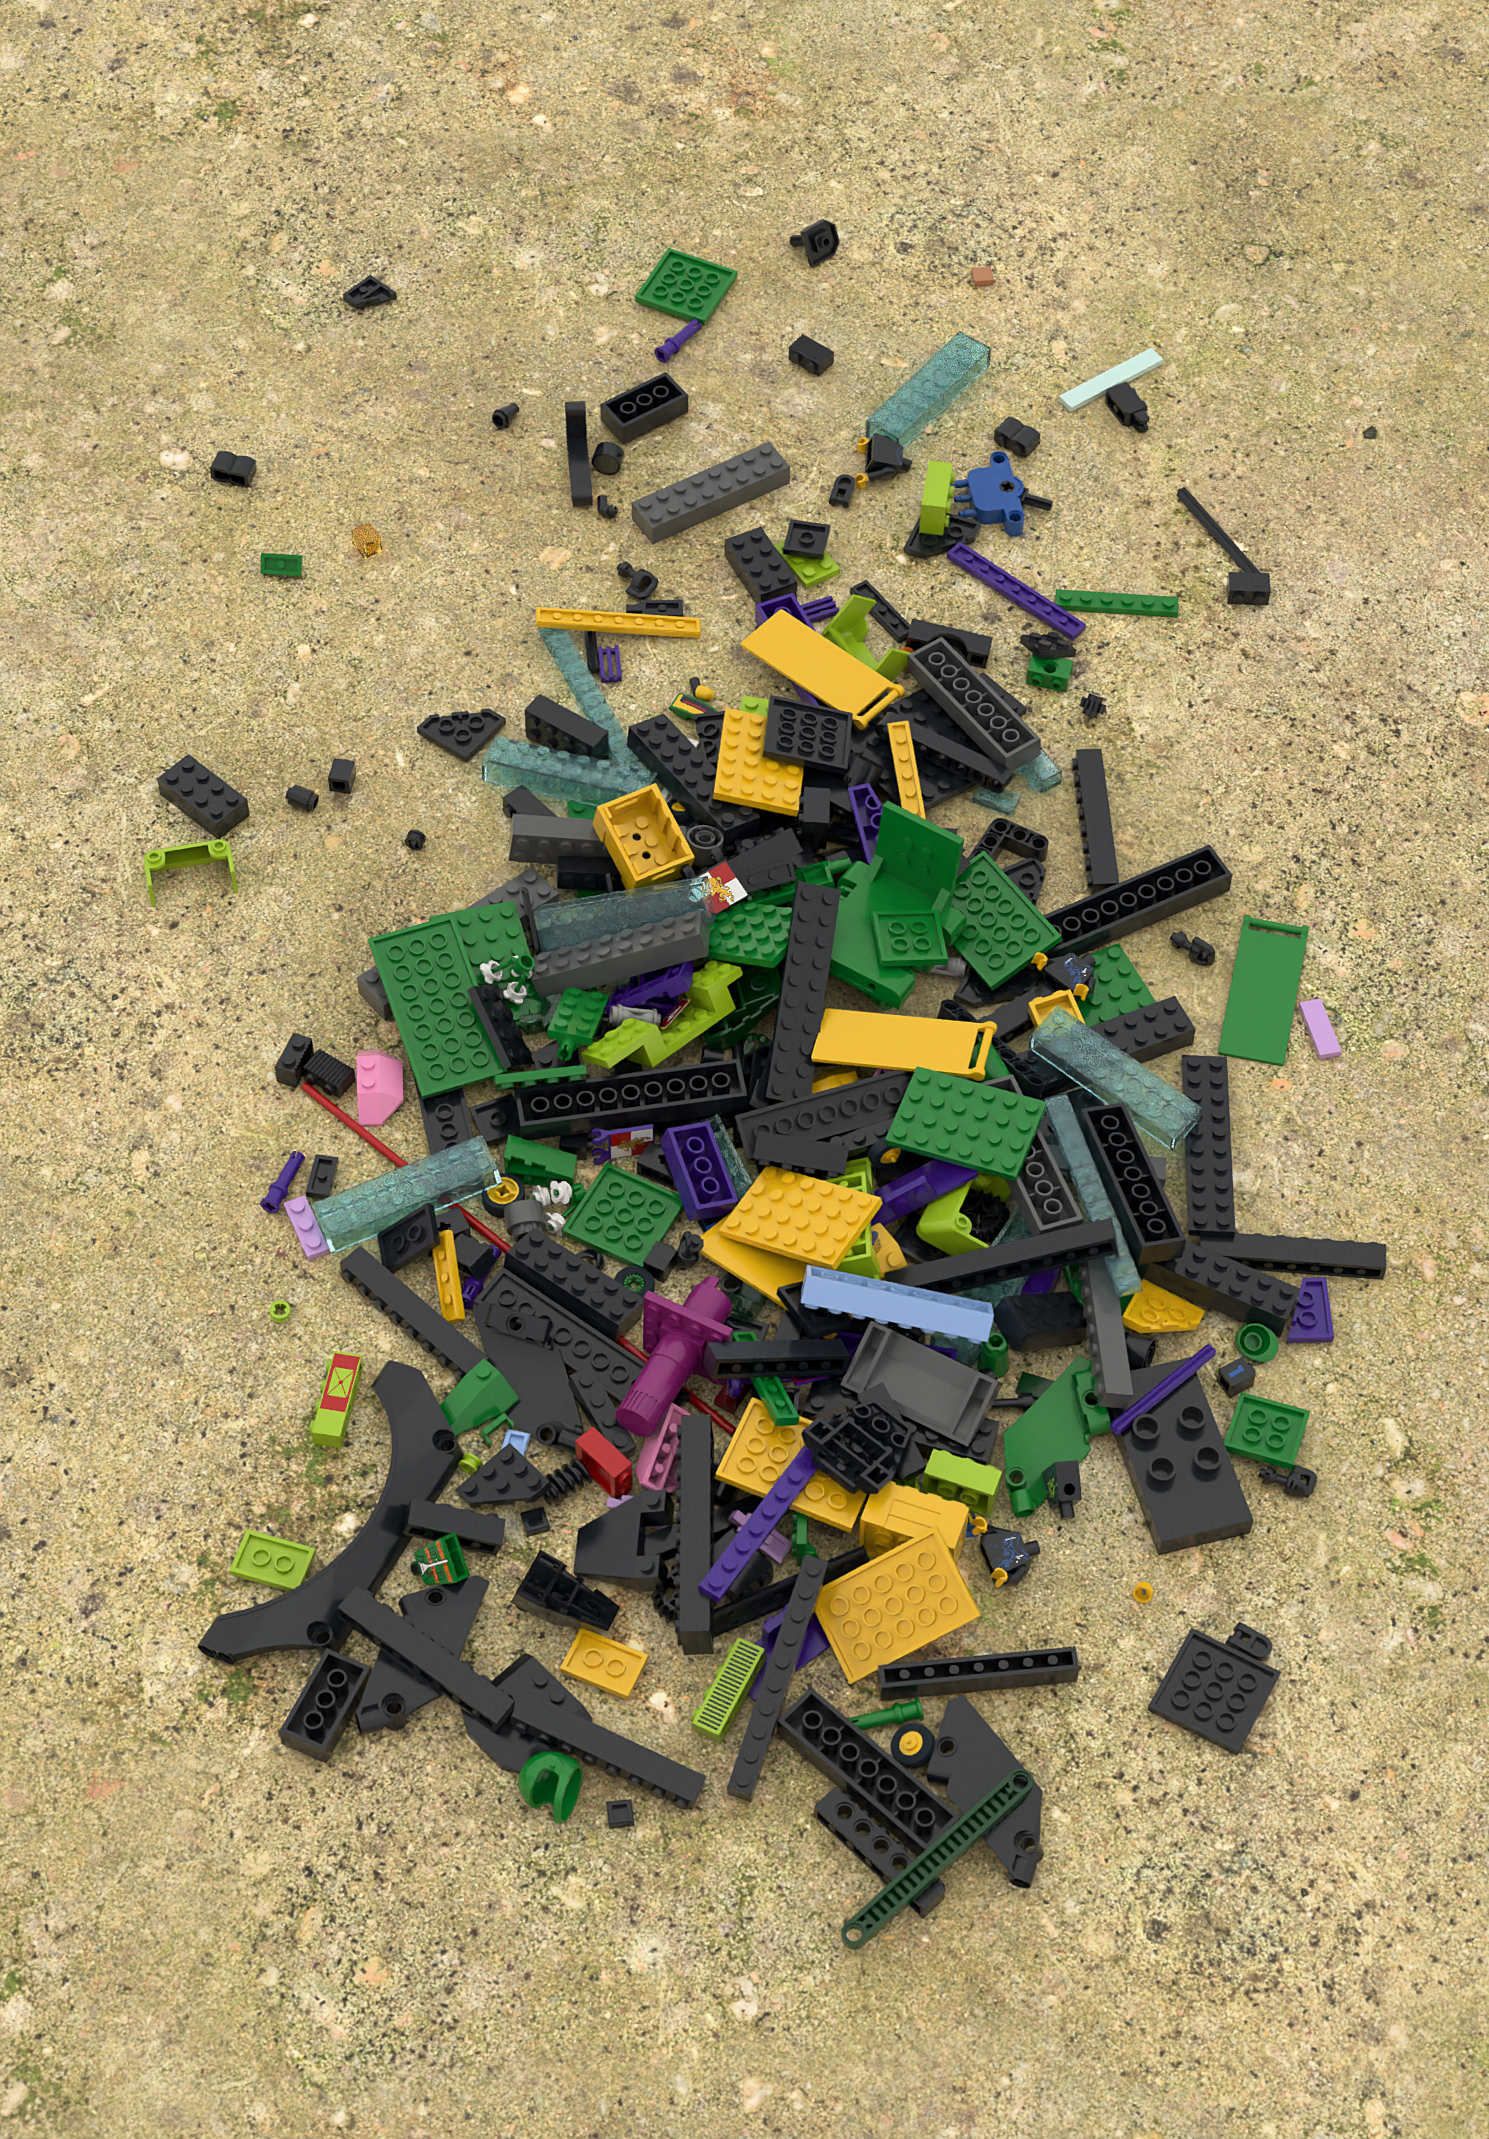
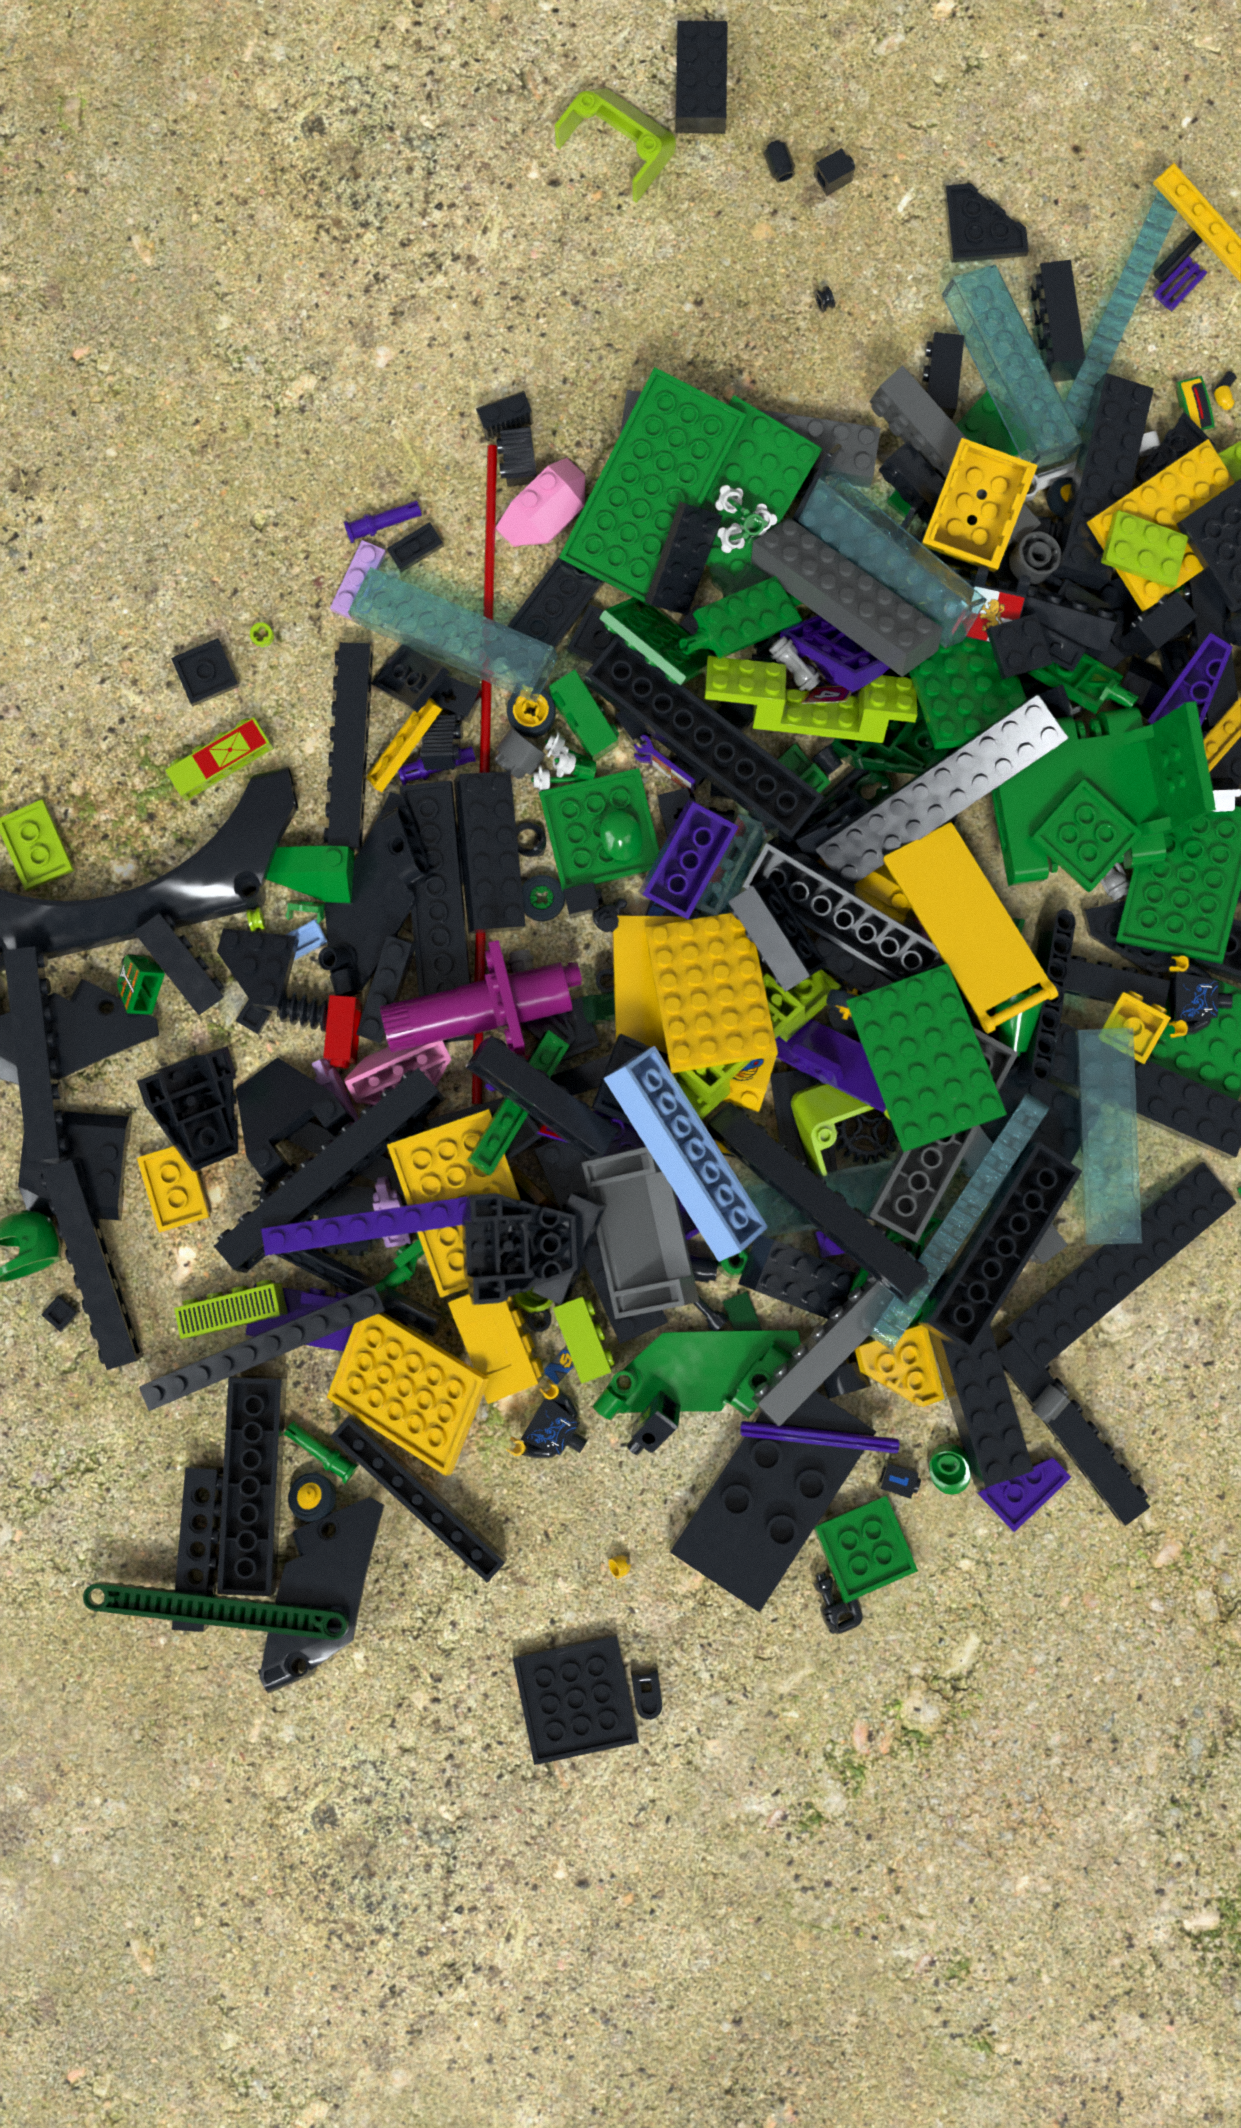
camera: 55 degrees right, 30 degrees up
(269, 1362) = (205, 672): none -> black plate
(641, 1203) = (621, 835): none -> green hat
(753, 887) = (1019, 646): none -> black plate
(761, 781) = (1144, 549): none -> lime plate
(1263, 1242) = (1051, 1402): none -> dark grey brick

